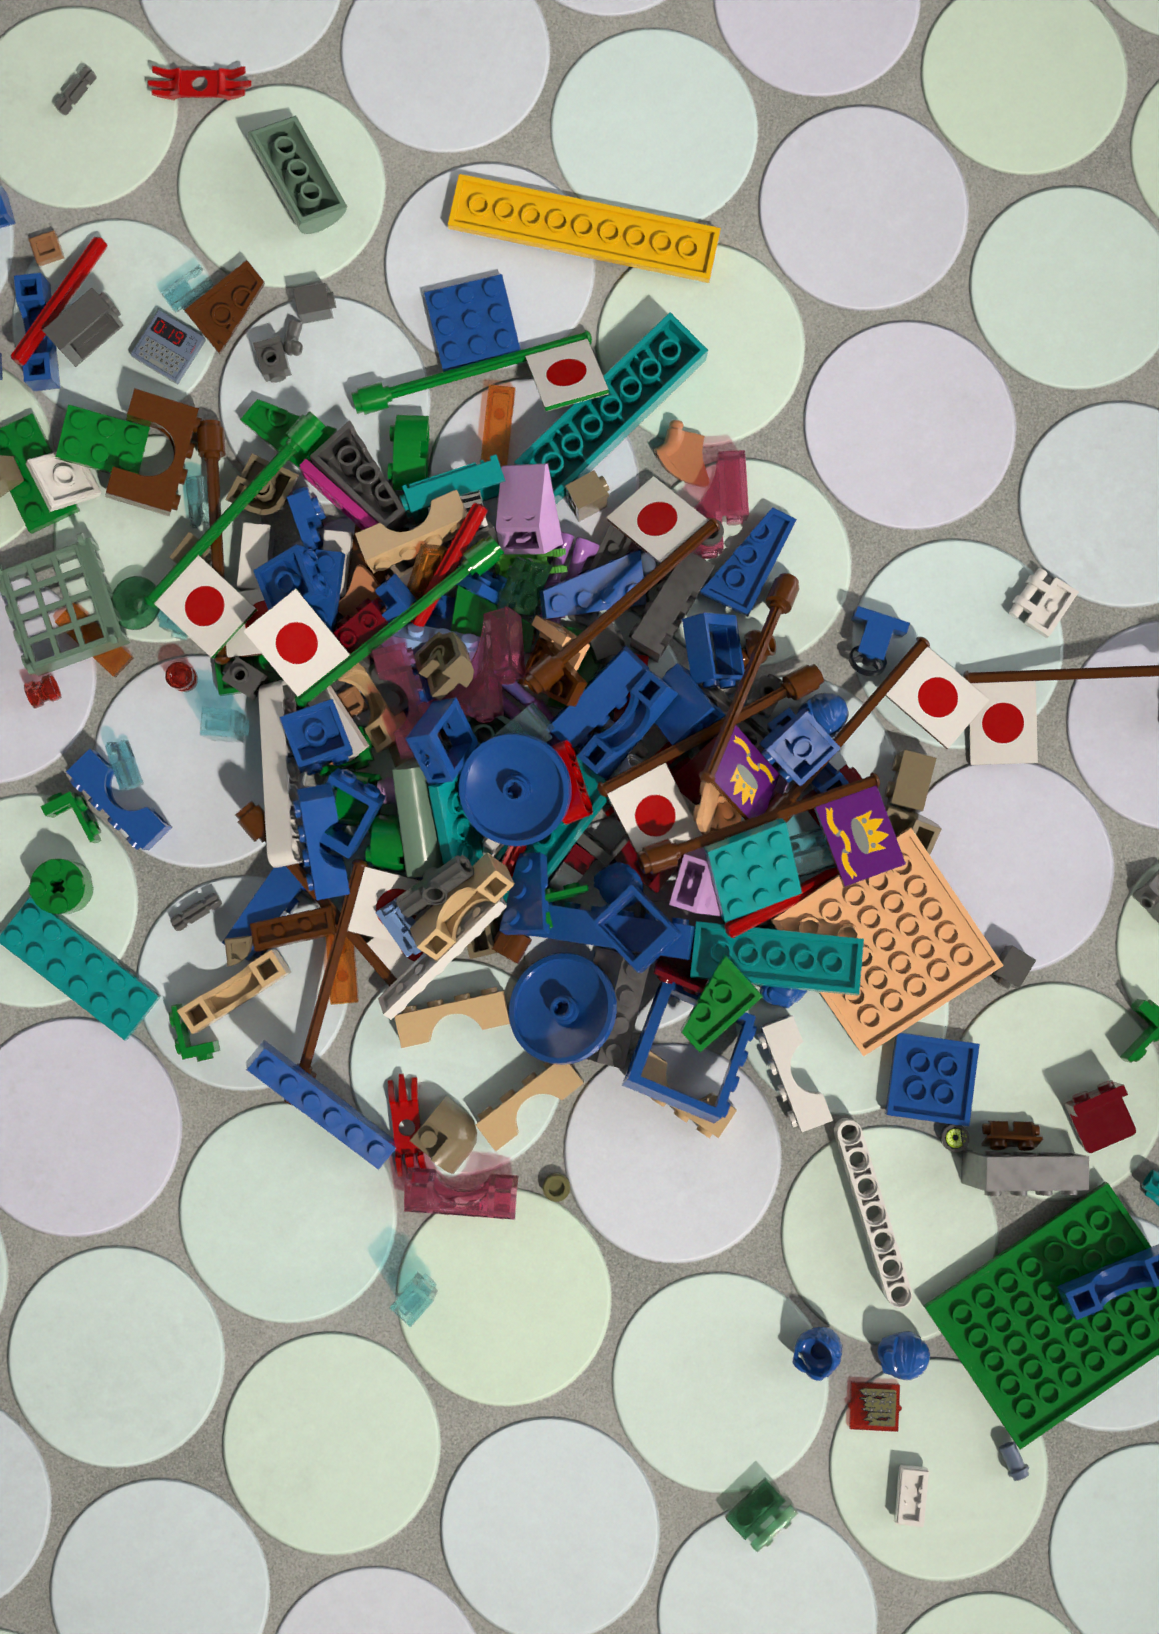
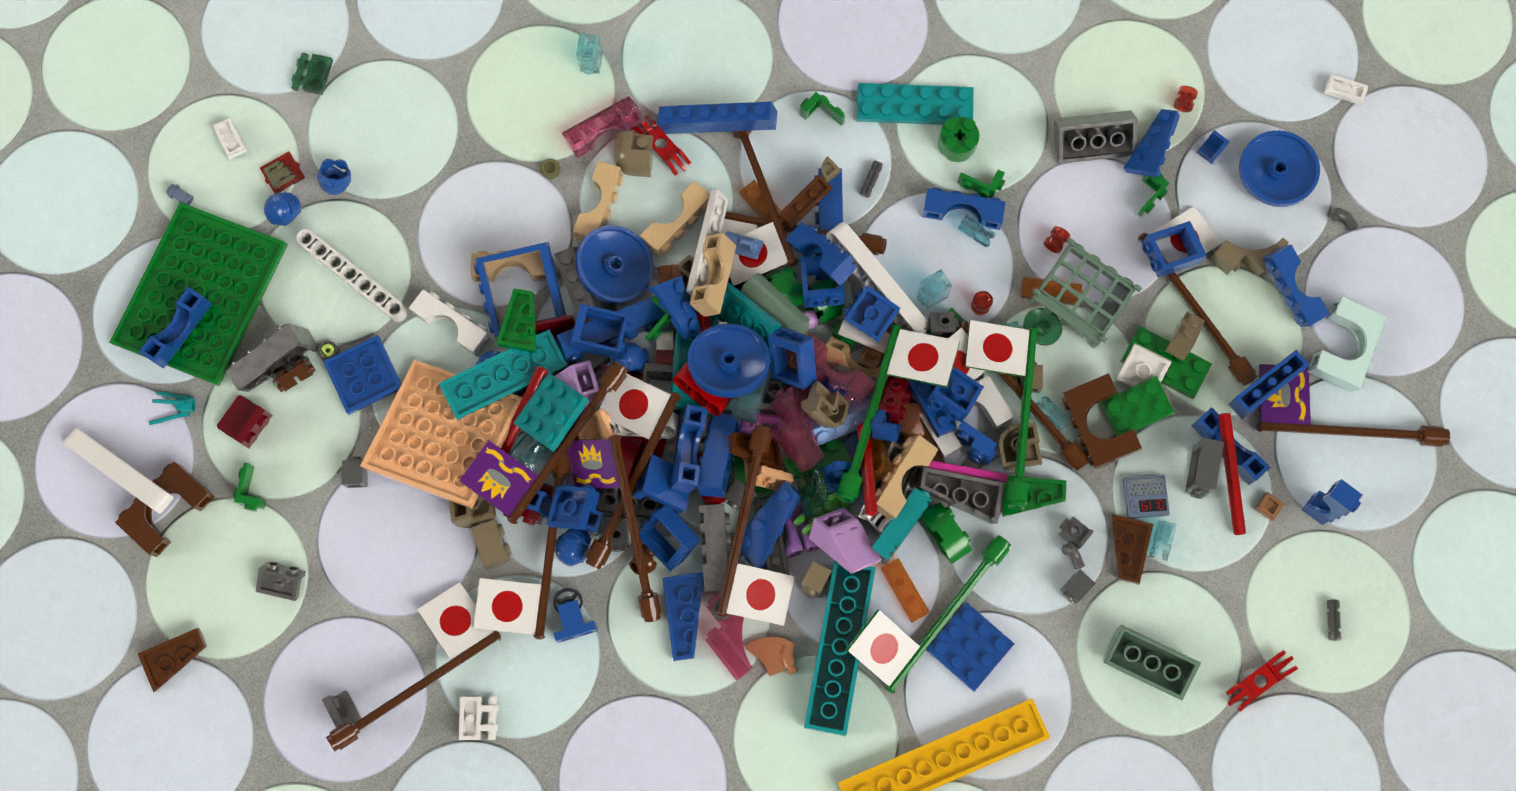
camera: 145 degrees right, 10 degrees down
(234, 992) = (815, 148): tan arch -> none
(435, 886) = (737, 275): dark grey piece -> none

